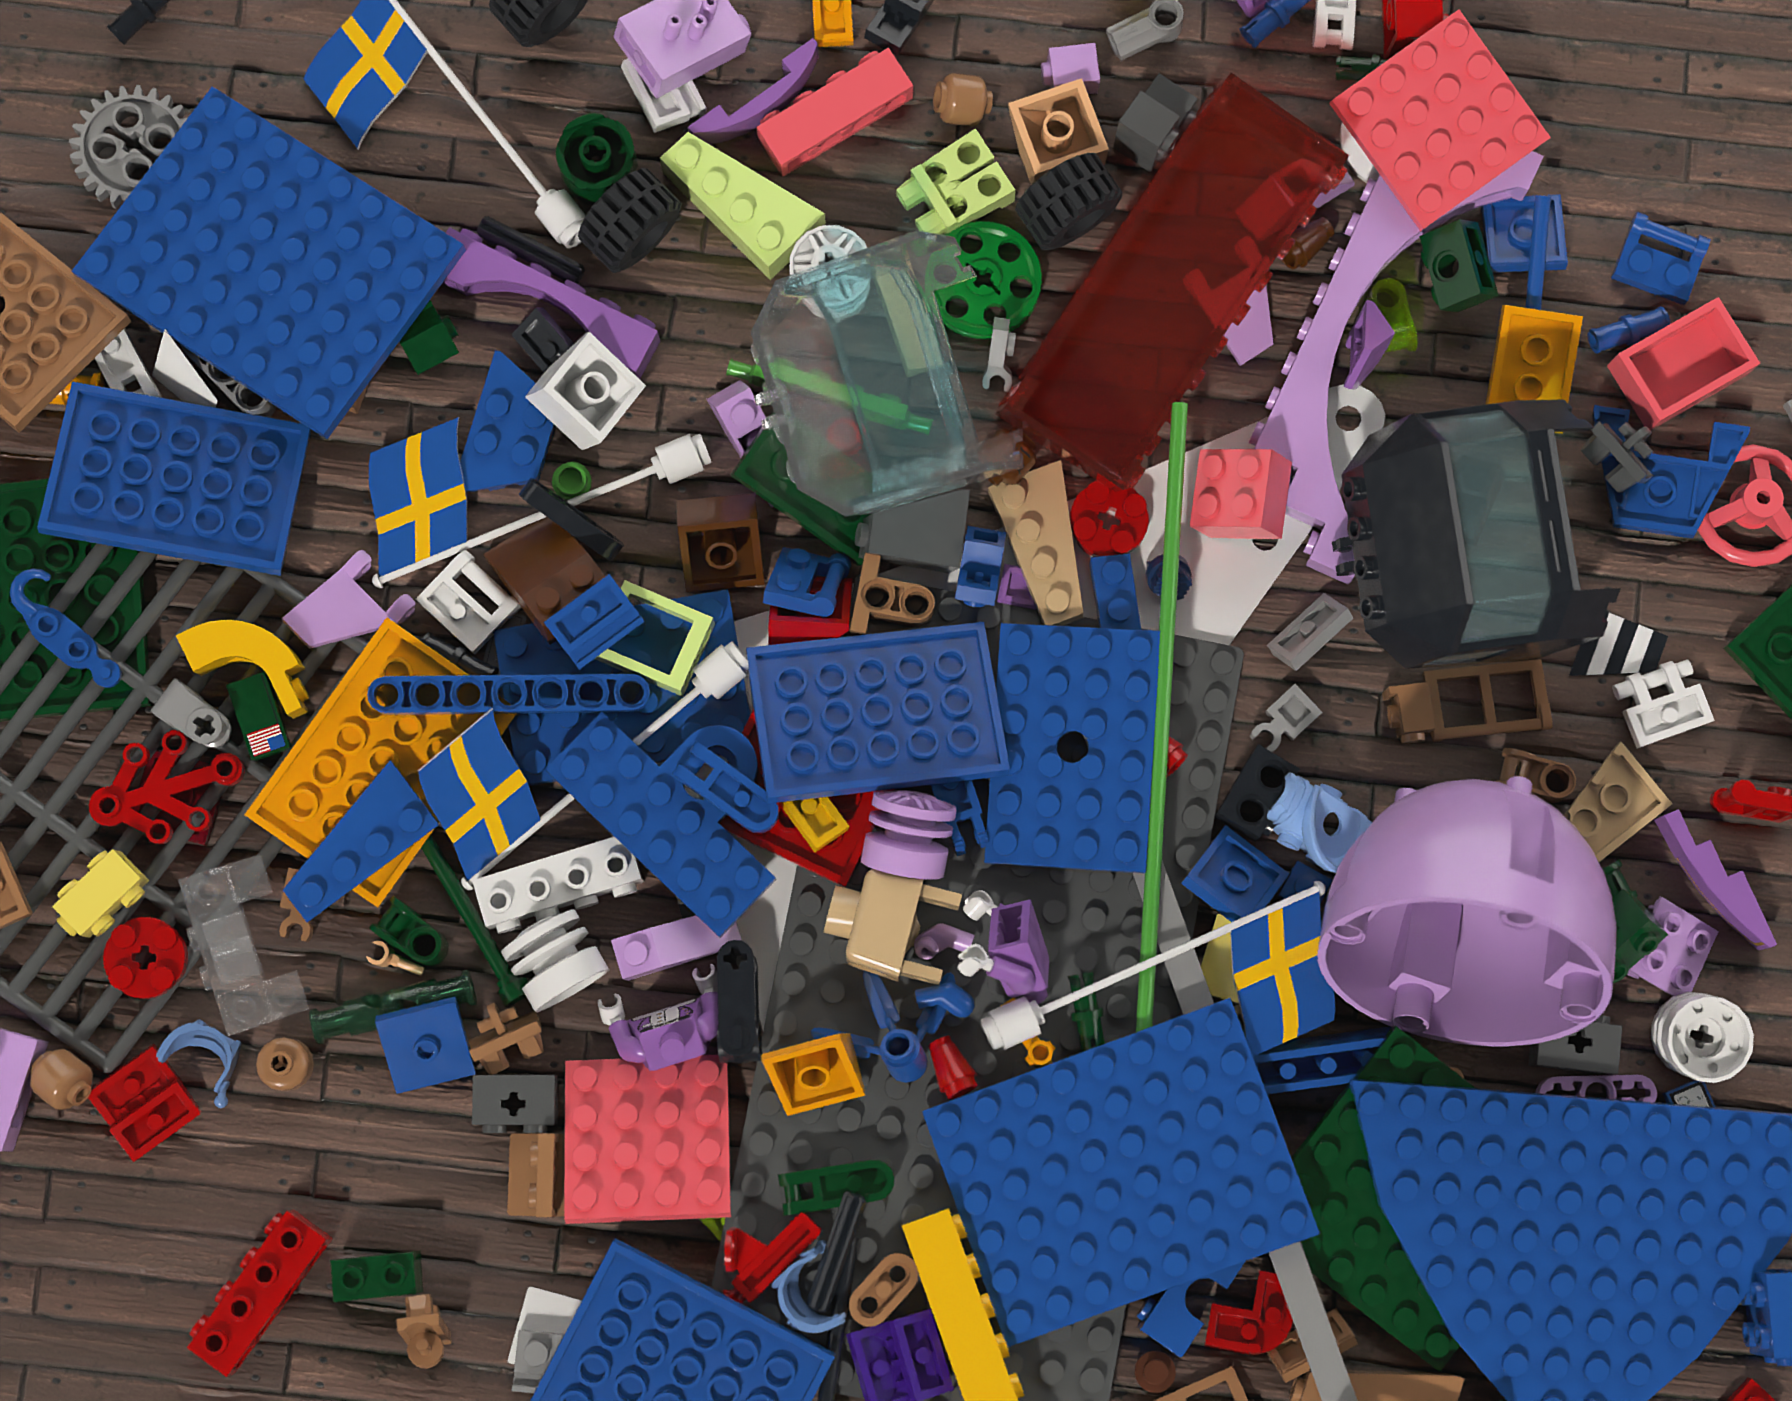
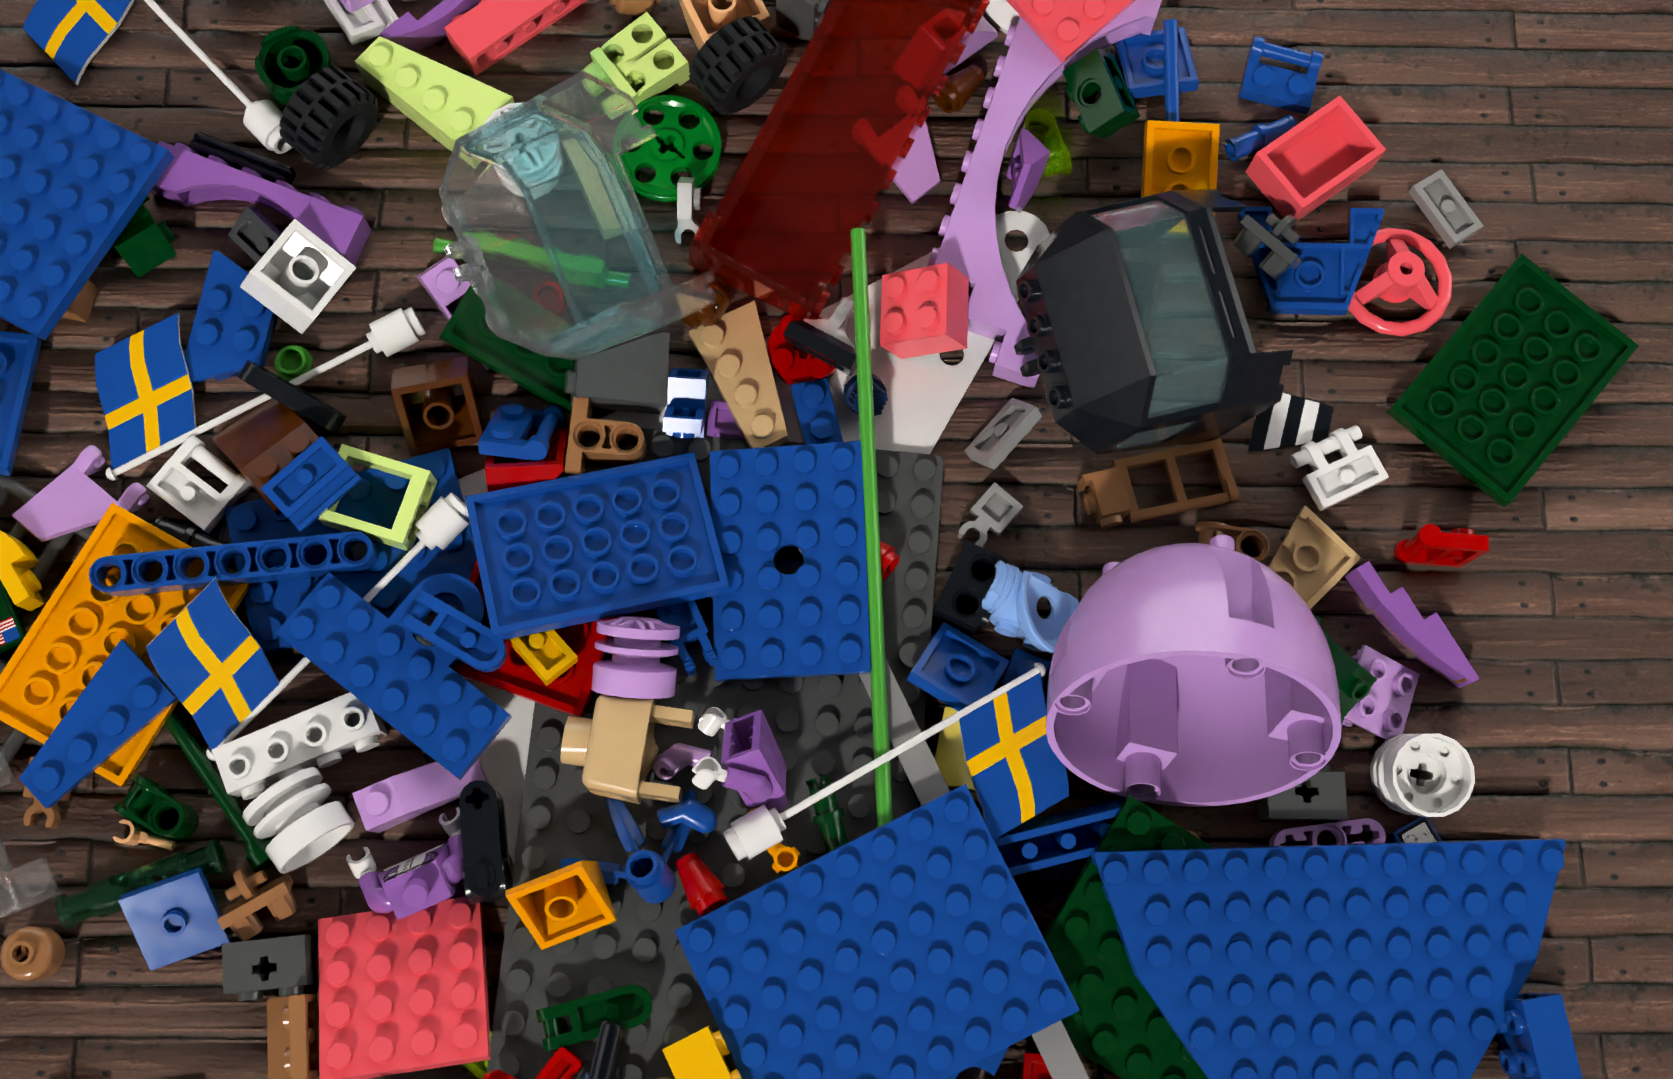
camera: 10 degrees left, 5 degrees down
(1135, 512) = (826, 337): none -> black piece

